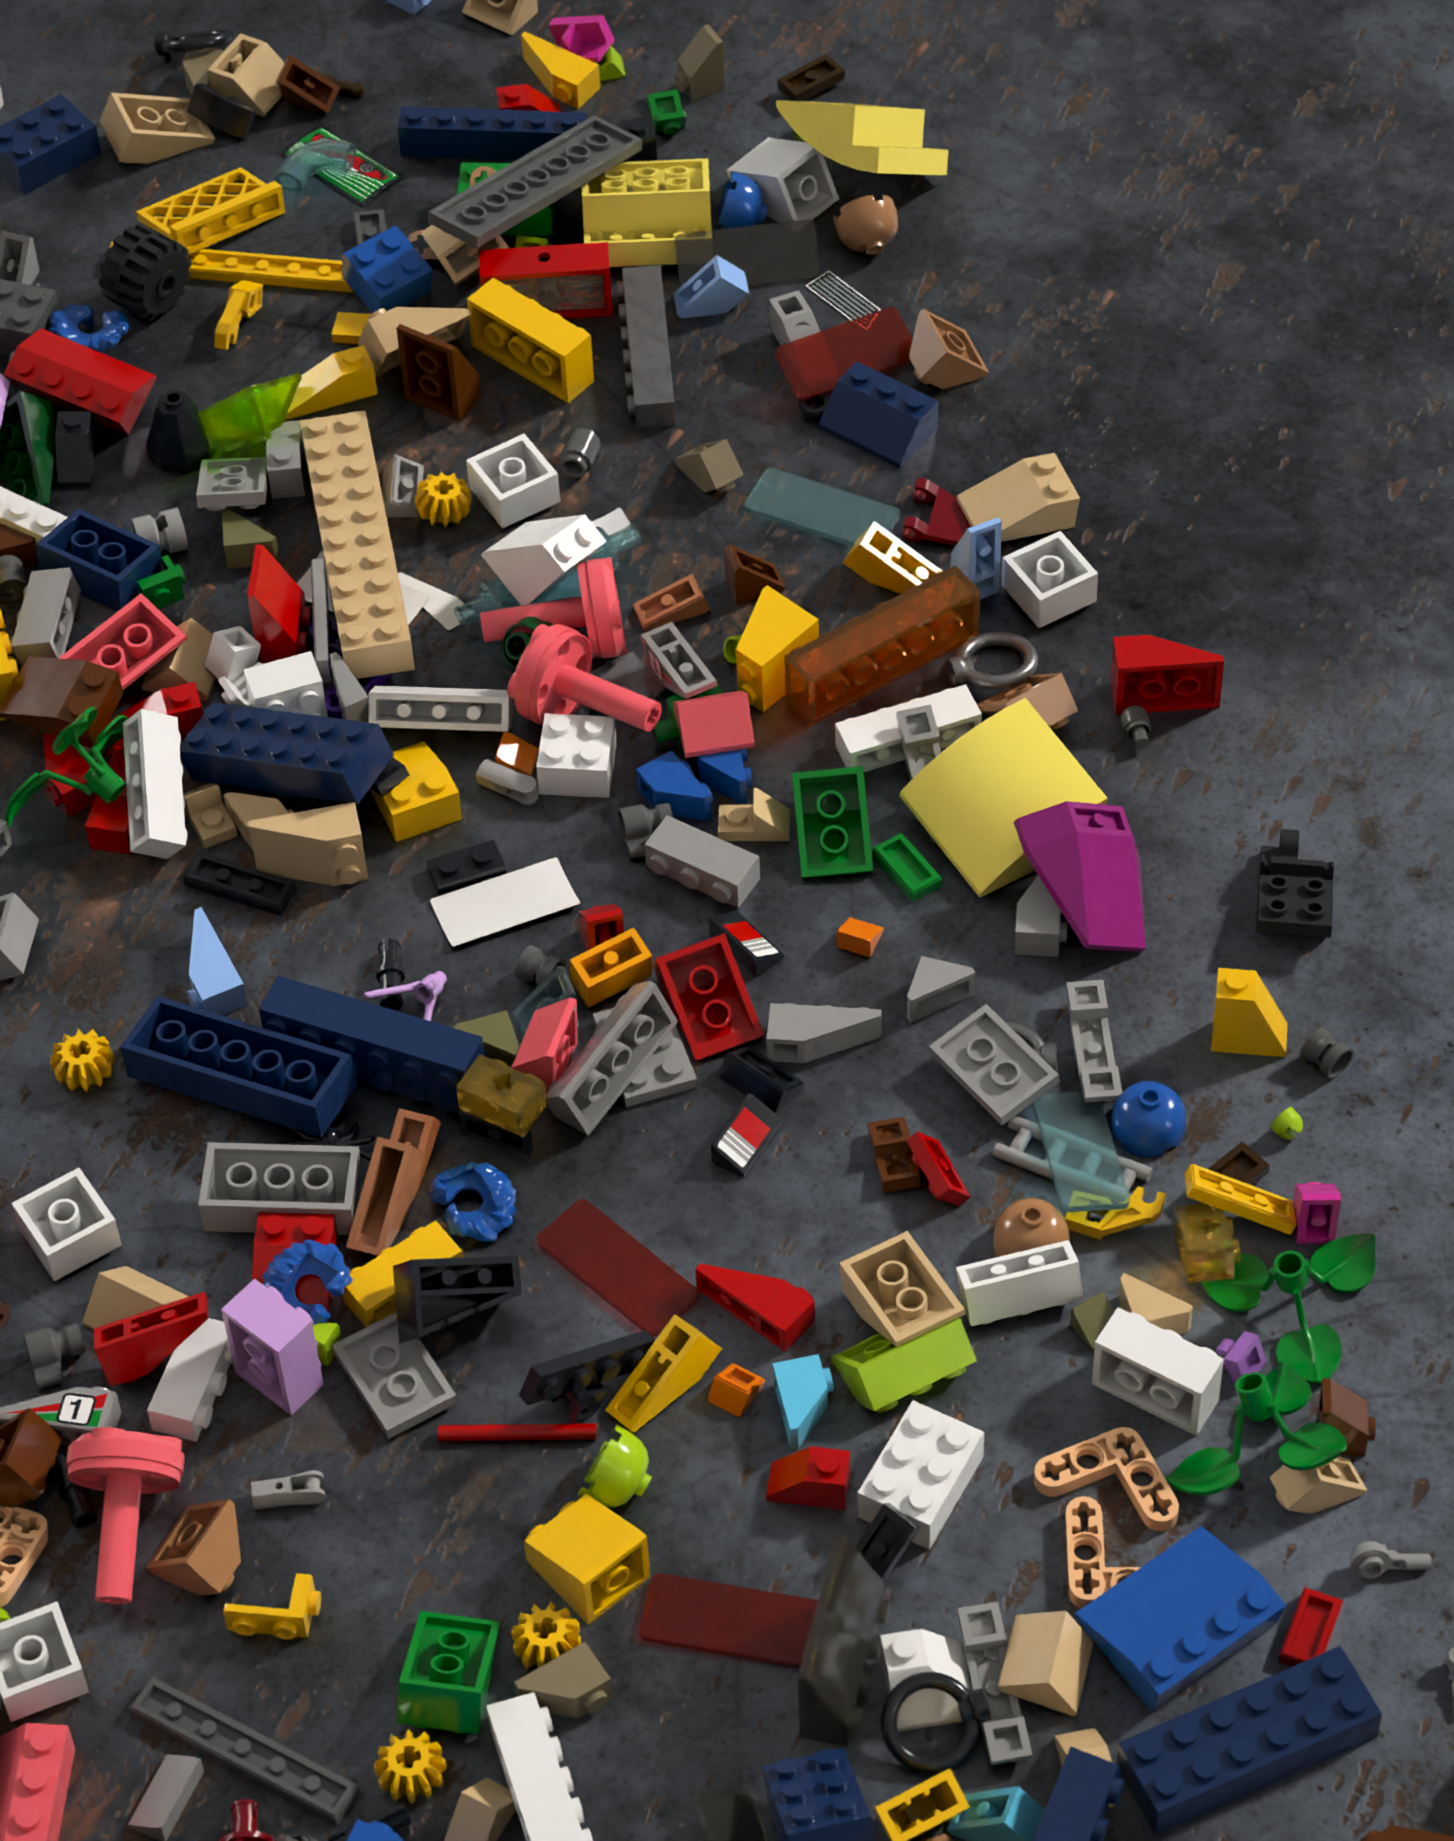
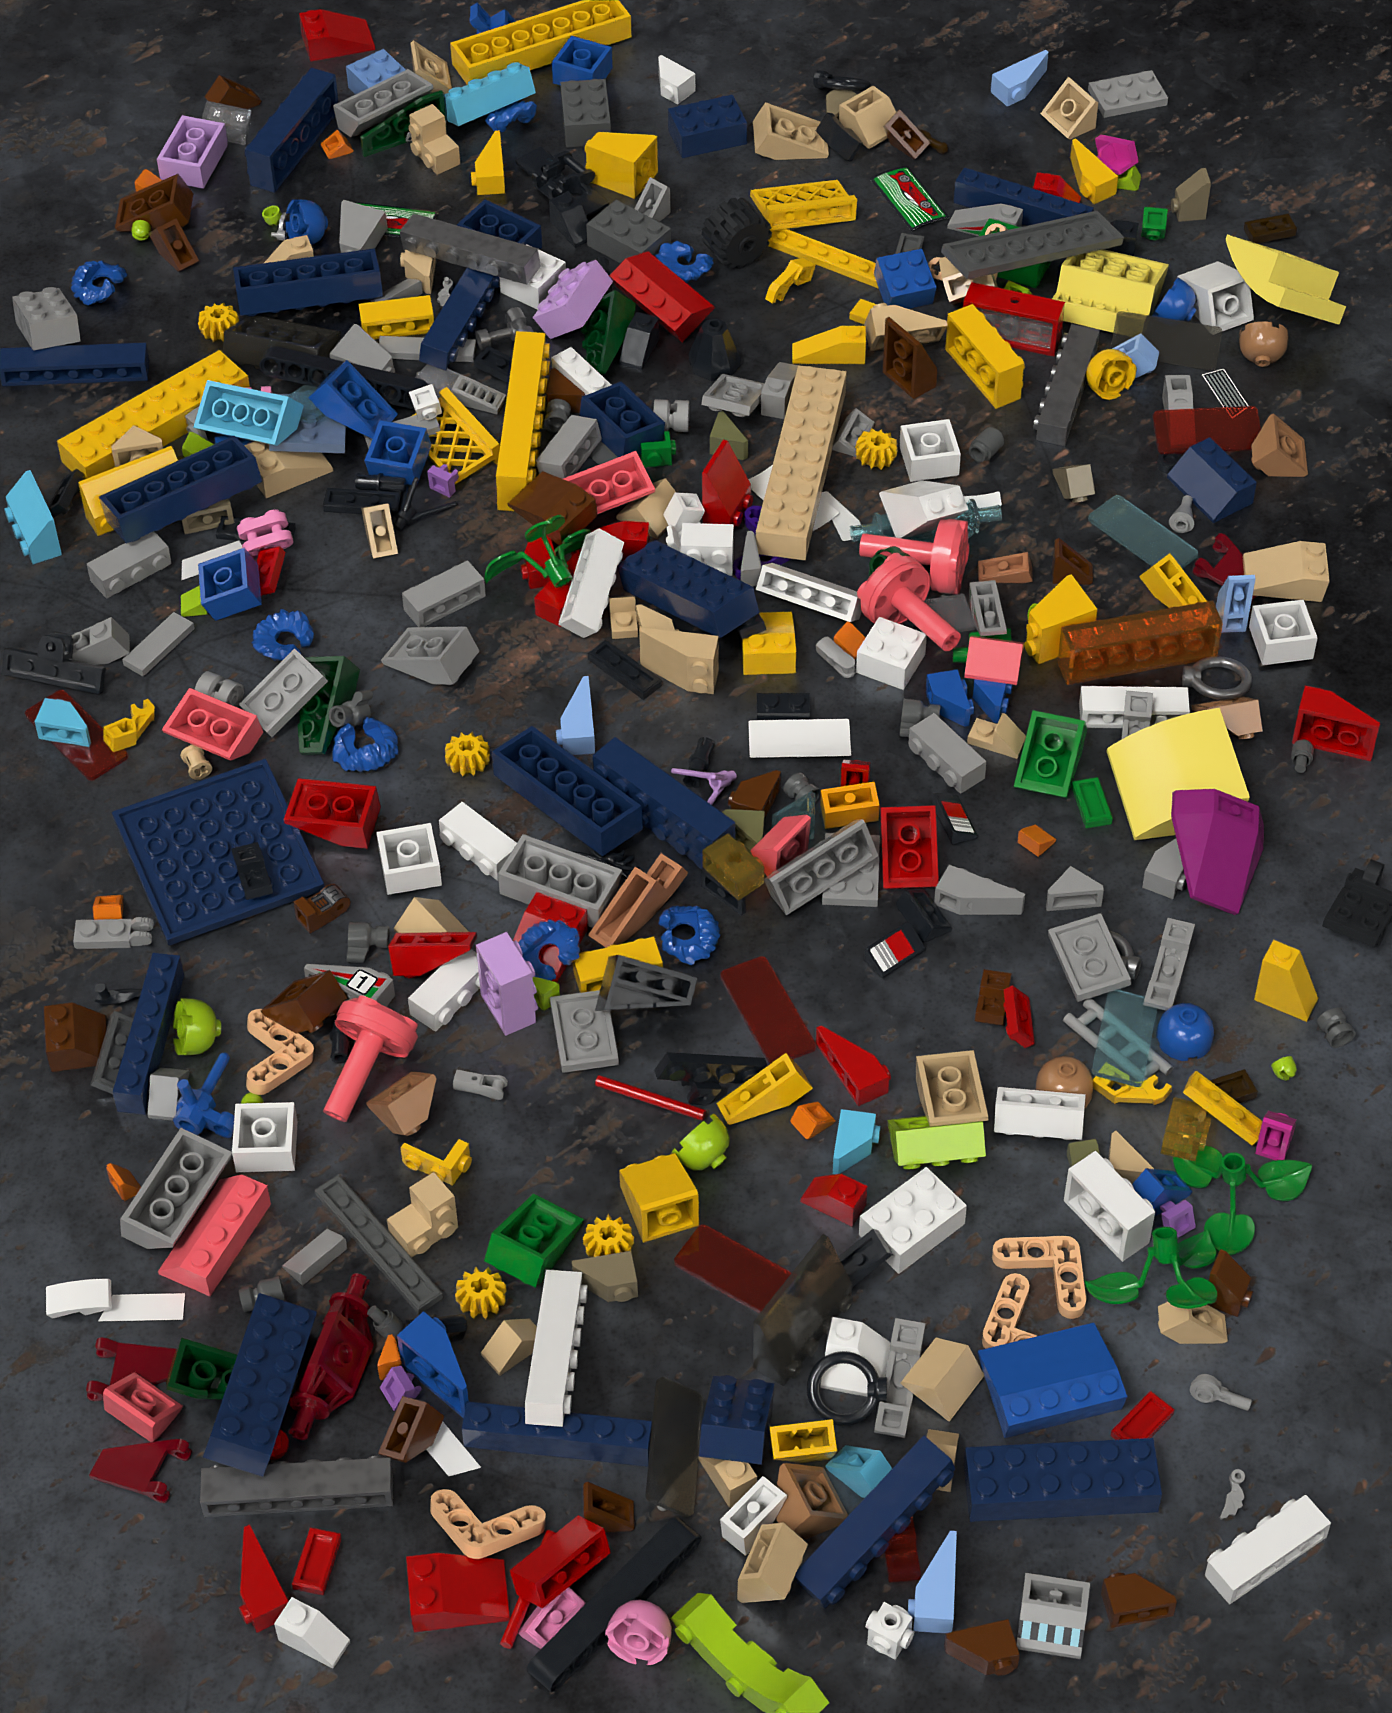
camera: 20 degrees right, 0 degrees up
(146, 1170) = (476, 839): none -> white brick
(249, 413) = (766, 350): clear neon green slope -> none
(298, 1694) = (427, 1218): none -> tan brick
(313, 158) = (889, 187): clear light blue cylinder -> none
(321, 619) = (753, 507): light grey tile -> none
(443, 168) = (974, 219): none -> light grey slope
(483, 990) = (756, 793): none -> reddish brown slope
(696, 316) = (1110, 373): none -> yellow cylinder
(863, 474) = (1182, 518): none -> light grey cone
(1207, 1324) = (1160, 1187): none -> blue slope

